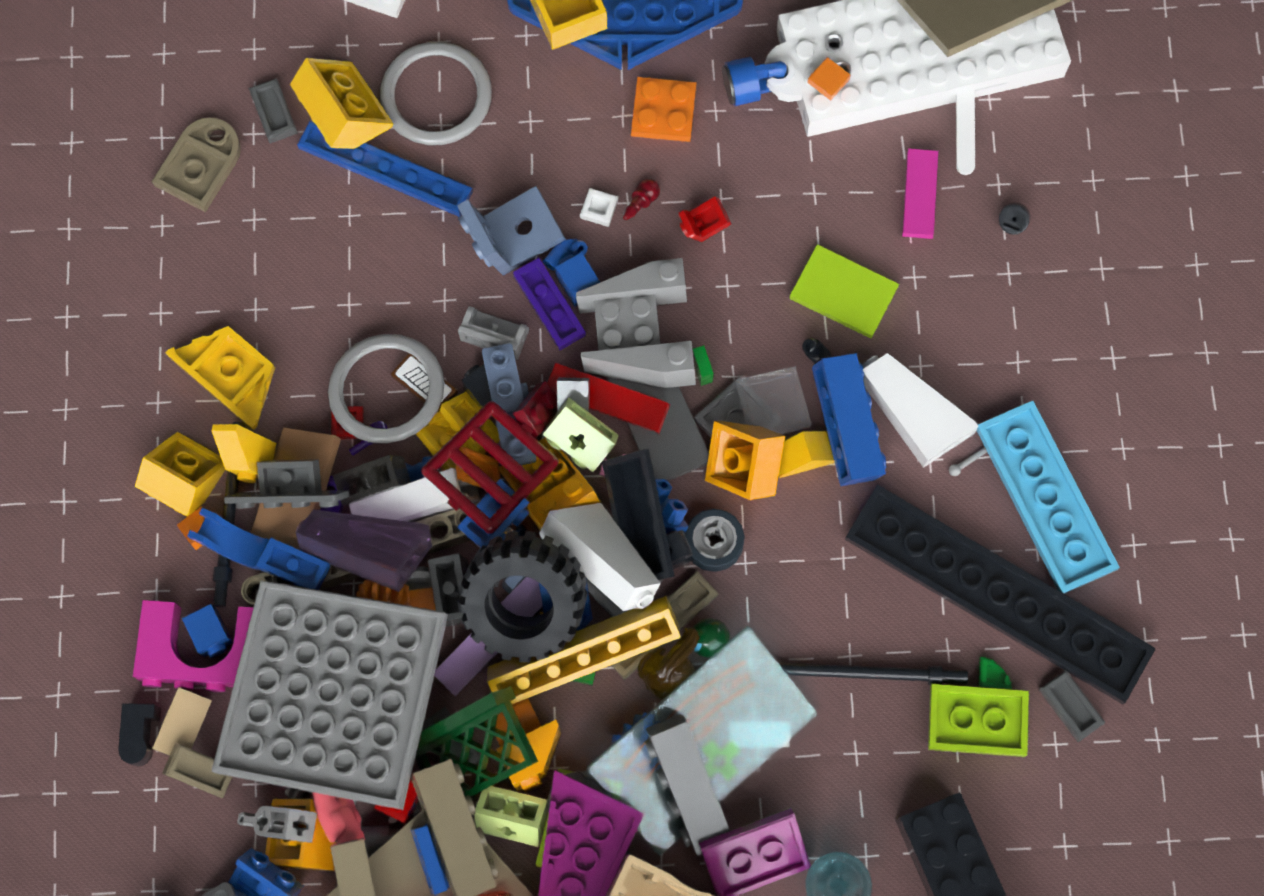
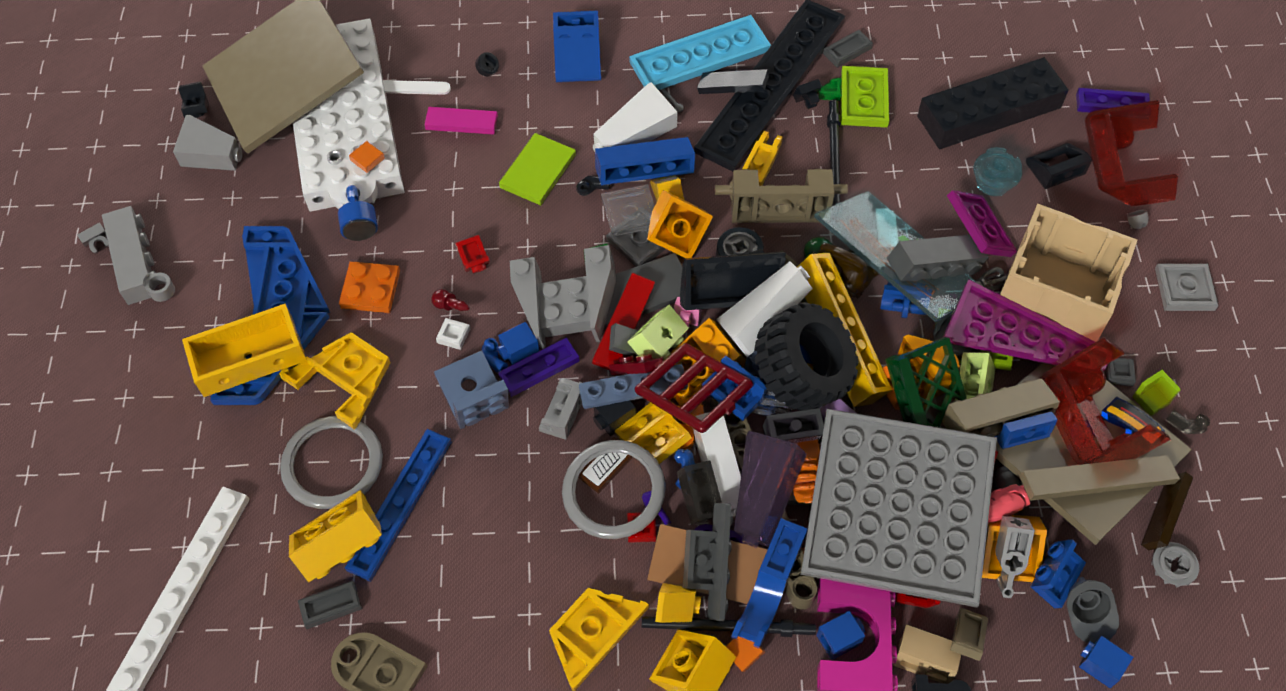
camera: 90 degrees left, 15 degrees down
(548, 102) = (350, 365): none -> yellow wing
(660, 841) = (984, 279): none -> dark grey piece
(787, 546) = (762, 203): none -> dark tan brick
(862, 572) = (763, 156): none -> yellow hinge
(978, 641) = (808, 93): none -> black tile
(989, 537) = (733, 81): none -> tile
(1044, 330) = (576, 46): none -> blue slope

